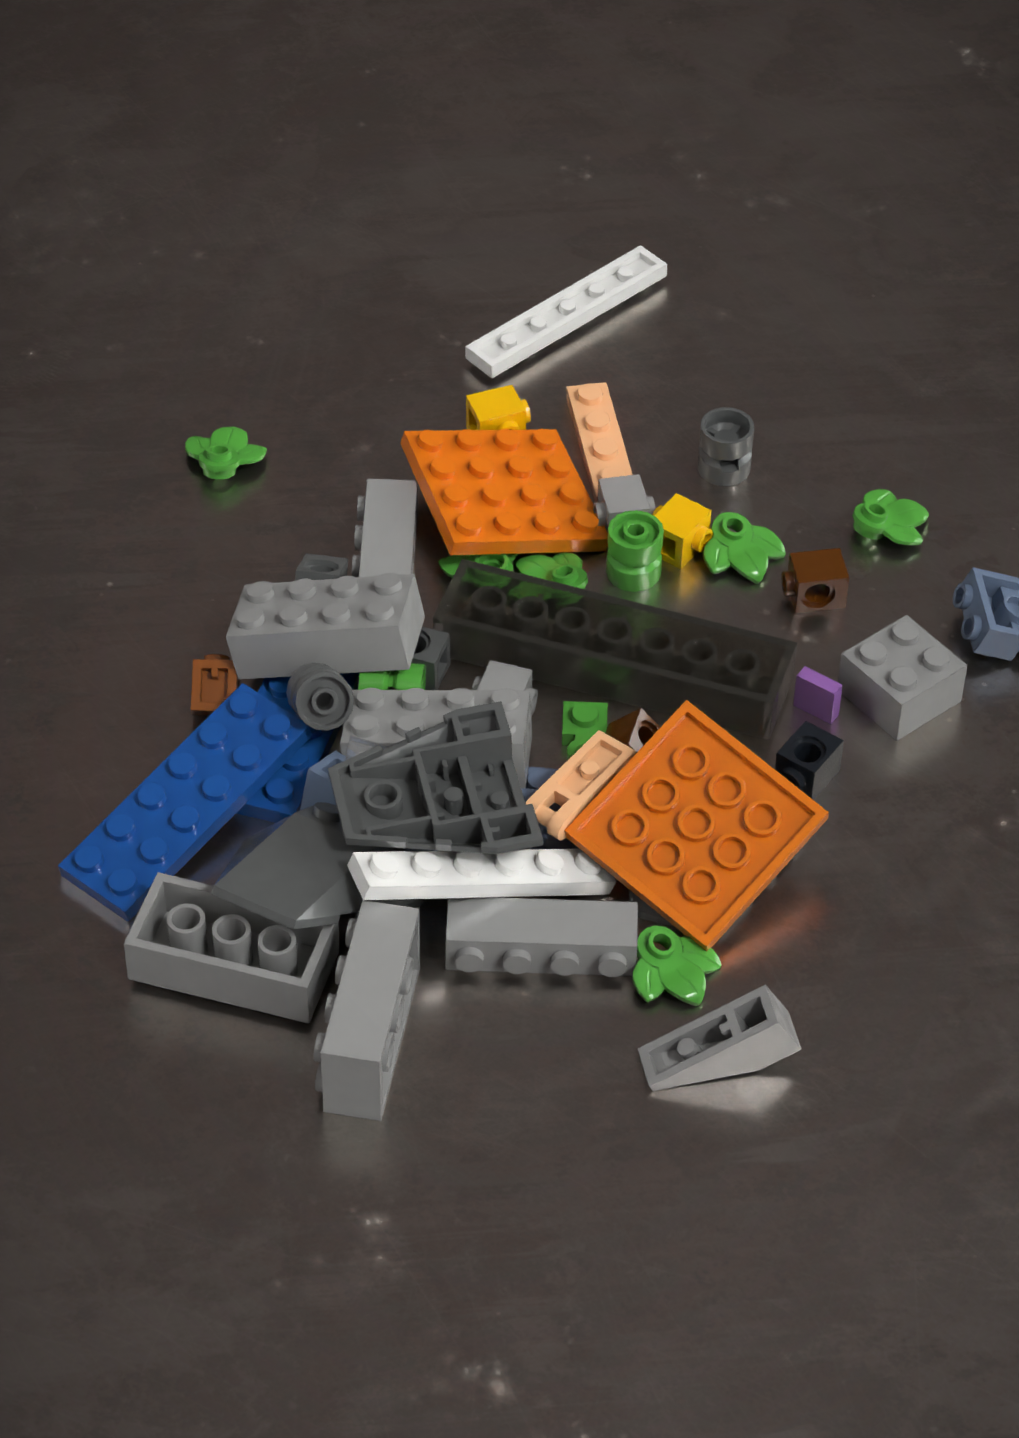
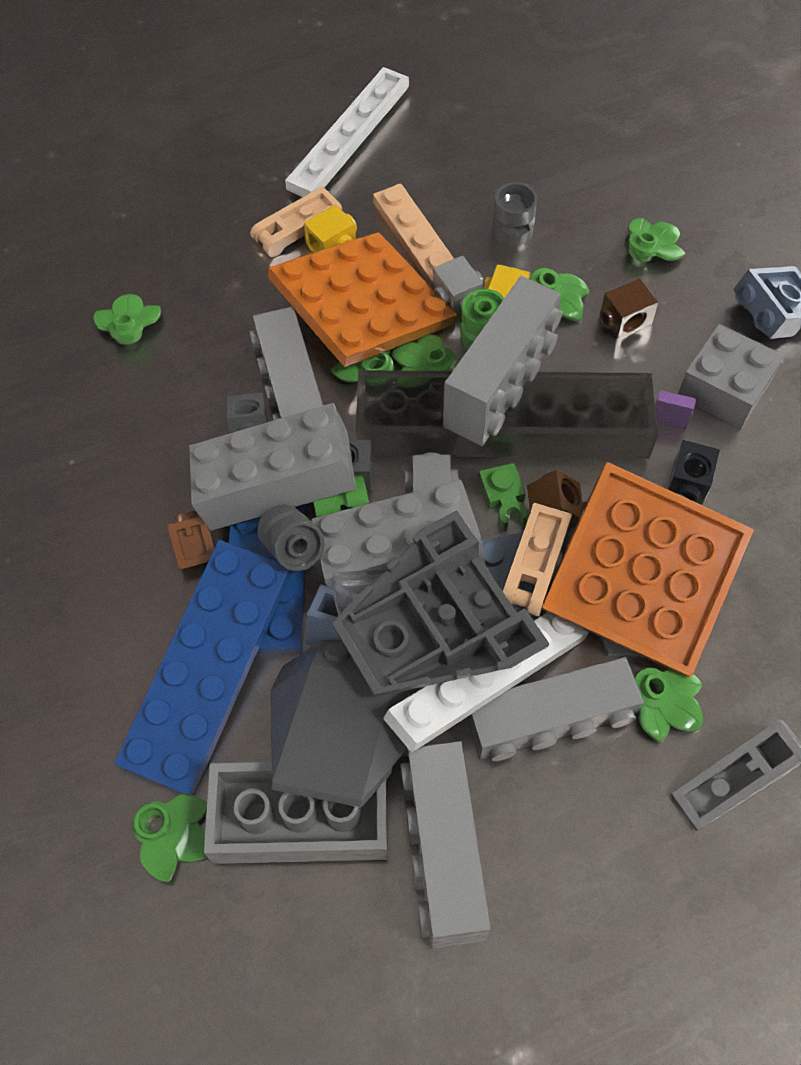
camera: 15 degrees left, 15 degrees up
(96, 946) = (177, 838): none -> bright green plate
(447, 395) = (290, 221): none -> light nougat plate
(617, 578) = (501, 361): none -> light grey brick

